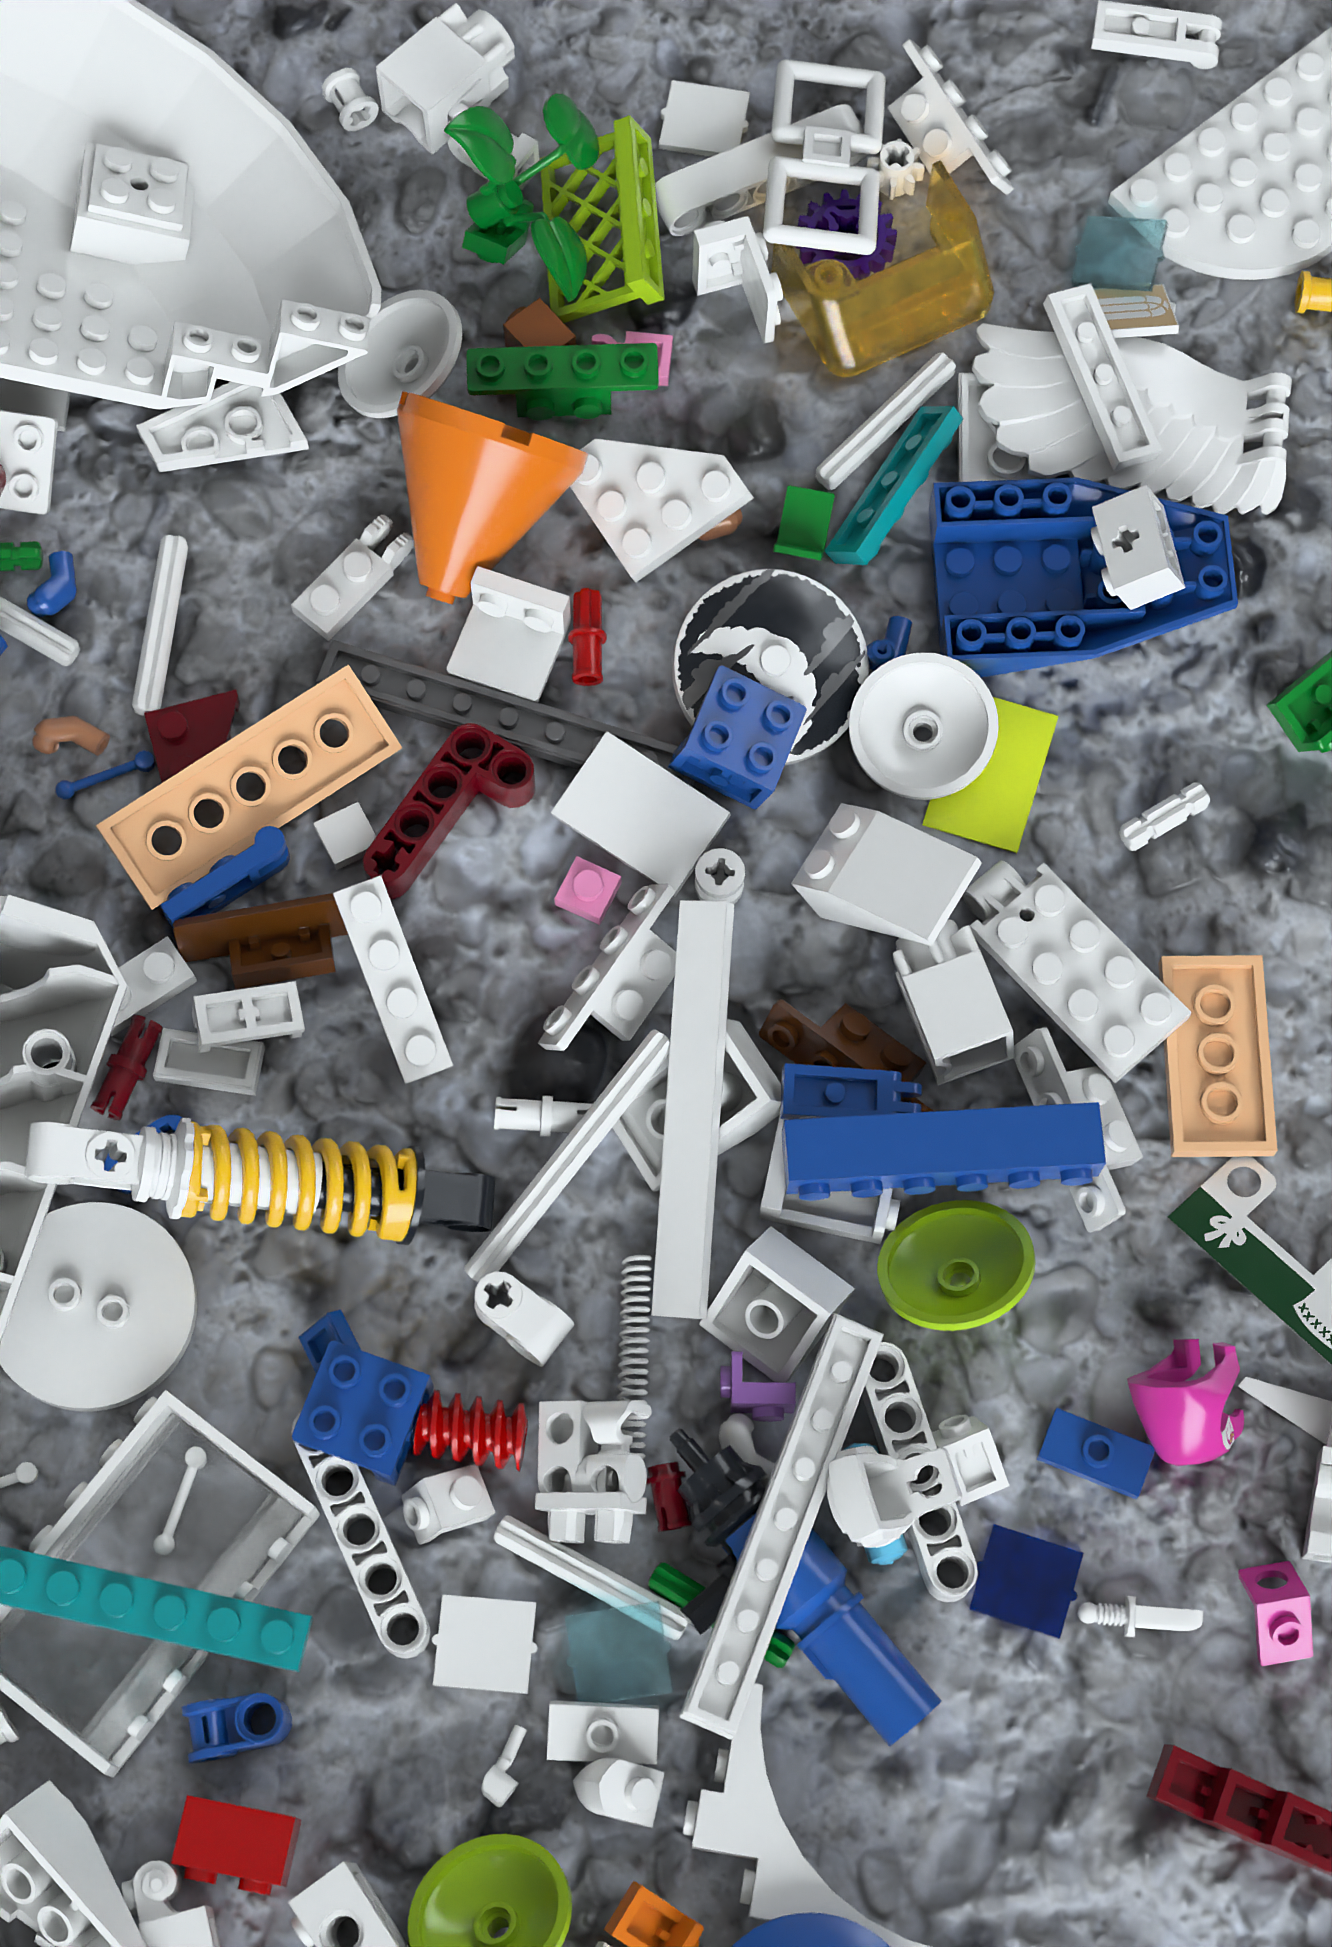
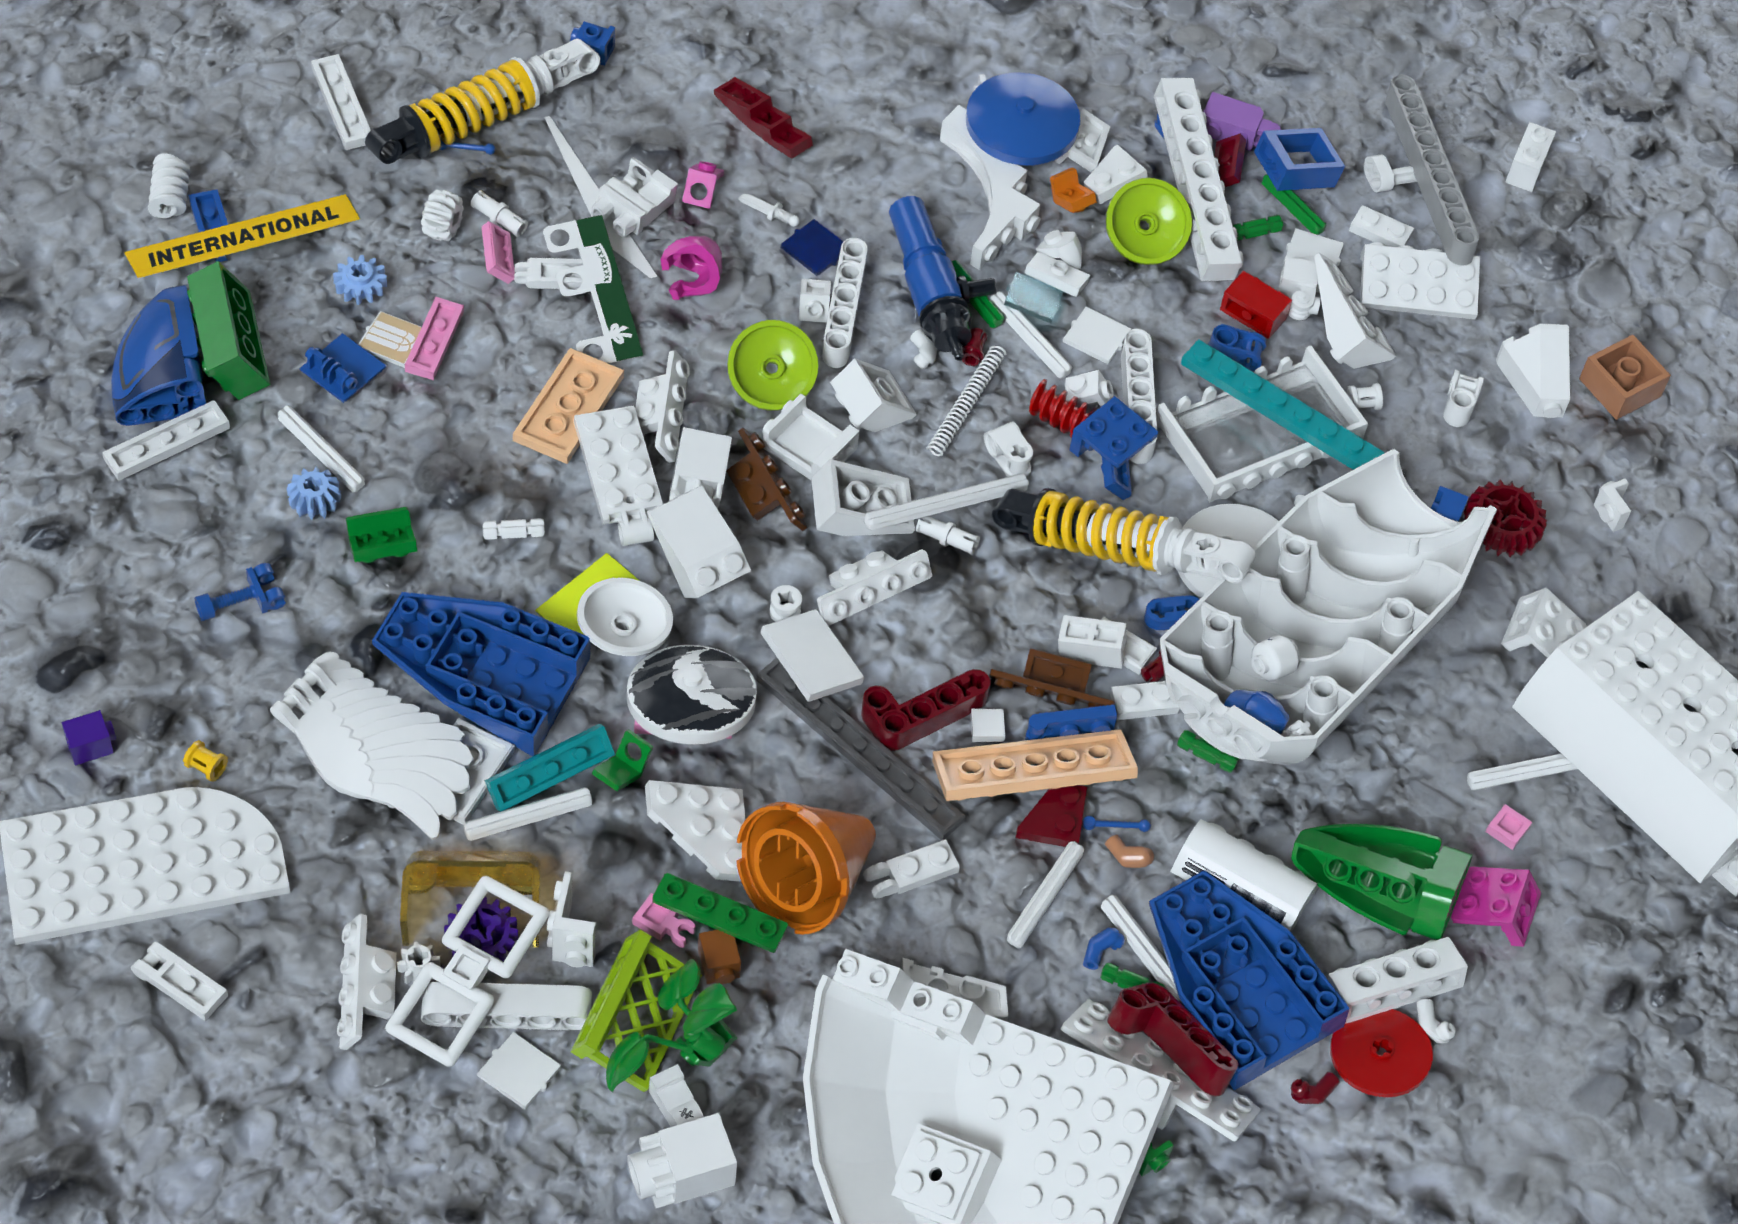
camera: 160 degrees left, 15 degrees down
(195, 1459) = (1241, 432): white hinge -> none
(349, 99) = (756, 1188): white bush -> none
(393, 979) = (1000, 628): white plate -> none
(409, 351) = (809, 951): white dish -> none
(497, 1784) = (1118, 280): white hand -> none
(510, 635) = (836, 782): white bracket -> none
(581, 1480) = (1009, 364): white hips -> none
(587, 637) = (788, 768): red axle -> none
(588, 890) = (862, 636): bright pink plate -> none
(693, 1109) = (869, 485): white tile -> none
(739, 738) = (736, 650): blue bracket -> none
(763, 1399) = (906, 365): medium lavender bracket -> none
(781, 1528) = (928, 285): white tile -> none
(842, 1091) = (785, 452): blue hinge -> none
(875, 1500) = (873, 285): white piece -> none
(892, 645) = (611, 681): blue arm -> none
(943, 1149) = (752, 402): blue brick -> none
(1096, 1453) = (749, 277): blue plate -> none
(1102, 377) = (388, 753): white plate -> none
(1120, 253) = (312, 845): clear light blue piece -> none
(1136, 548) = (445, 630): white brick -> none
(1138, 312) = (332, 804): piece -> none

